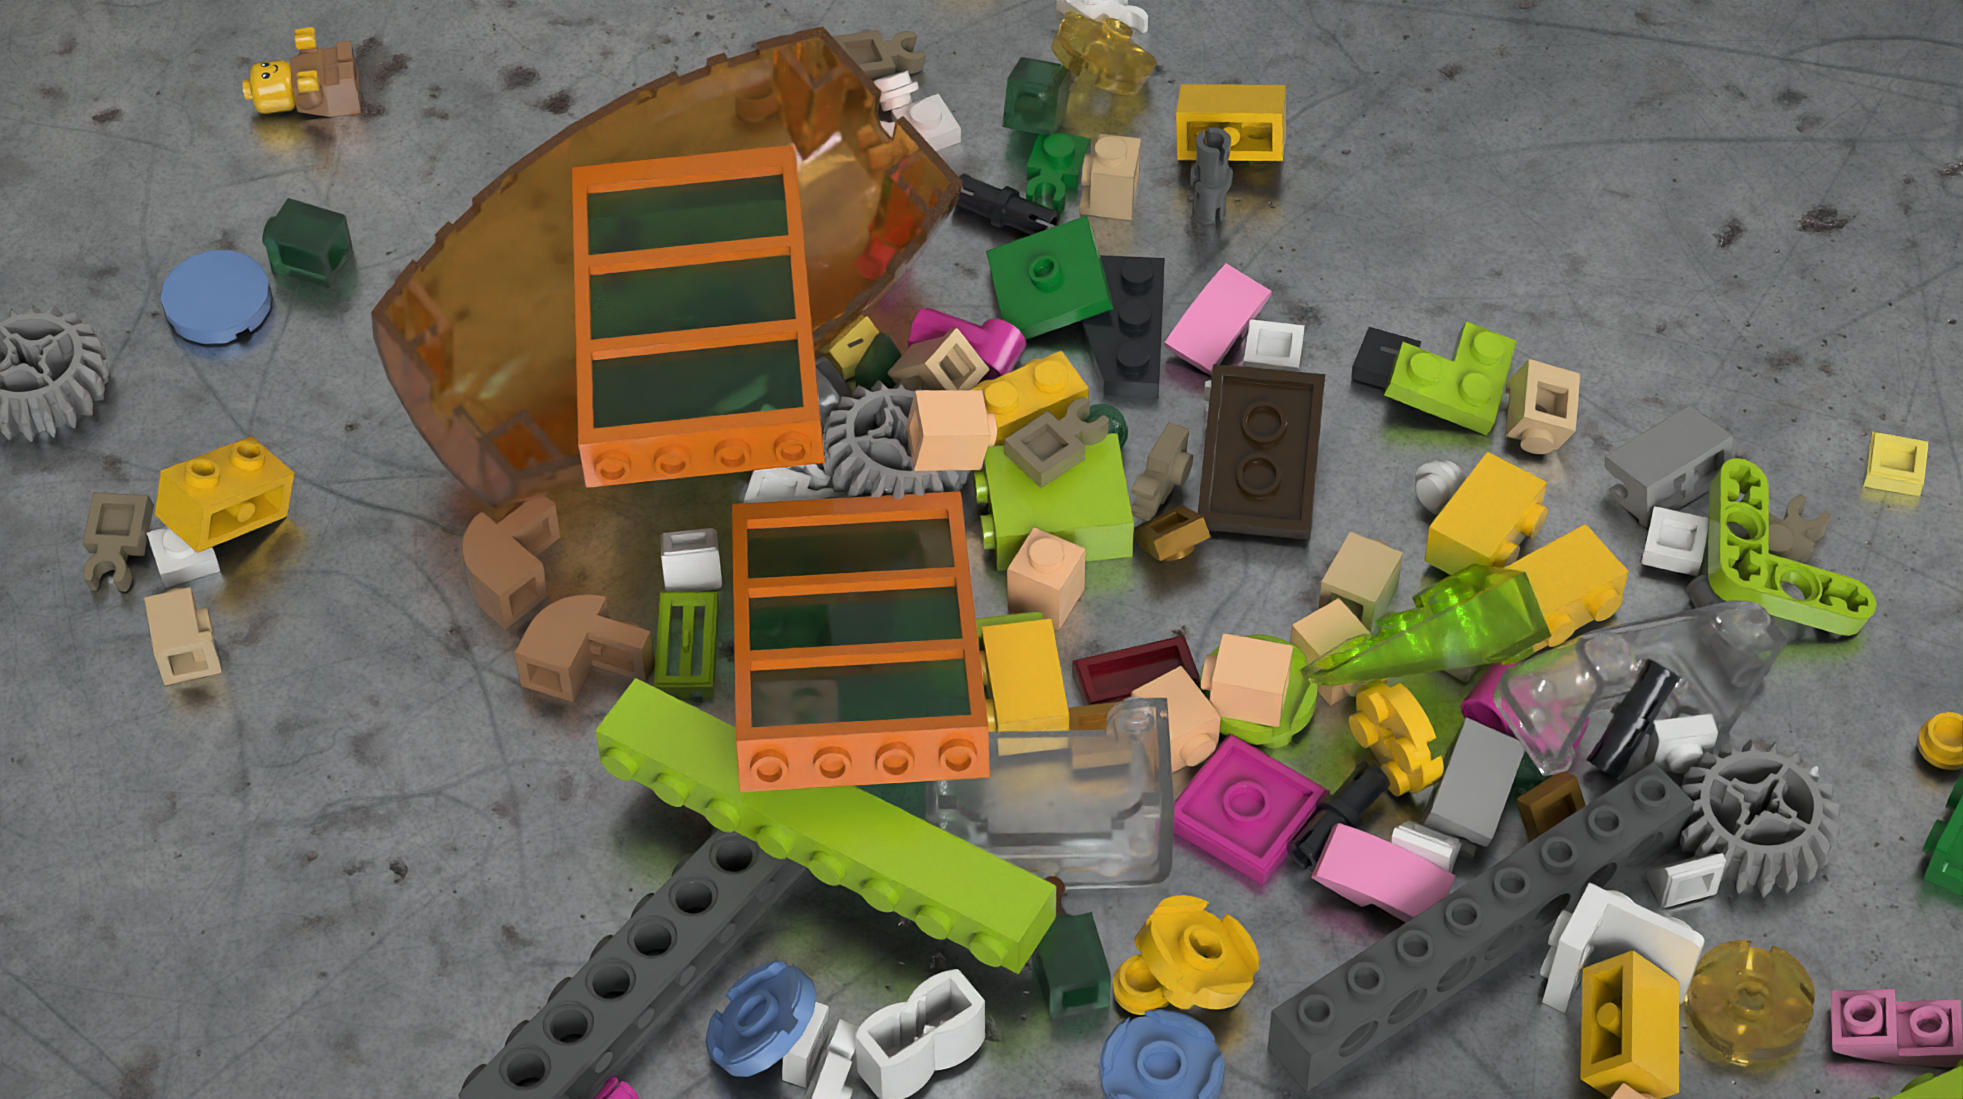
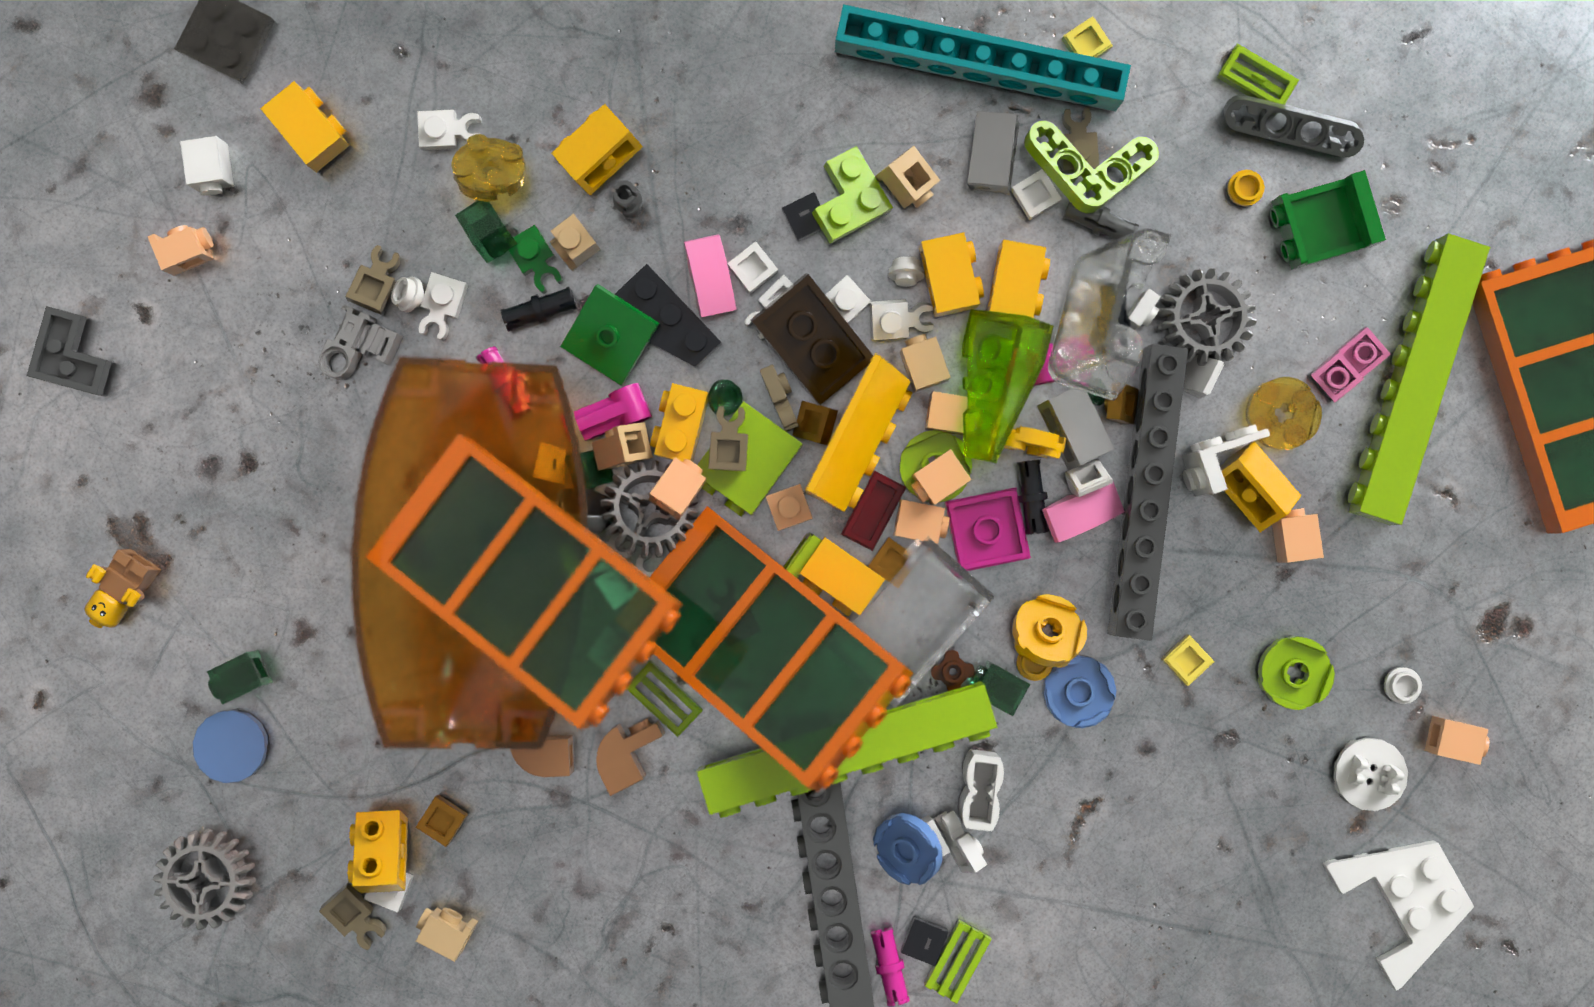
camera: 50 degrees left, 35 degrees up
(317, 536) = (441, 820): none -> pearl gold plate
(1202, 549) = (859, 434): none -> yellow slope
(1343, 465) = (848, 299): none -> white plate
(1378, 515) = (893, 318): none -> white plate
(1753, 369) = (981, 58): none -> teal brick

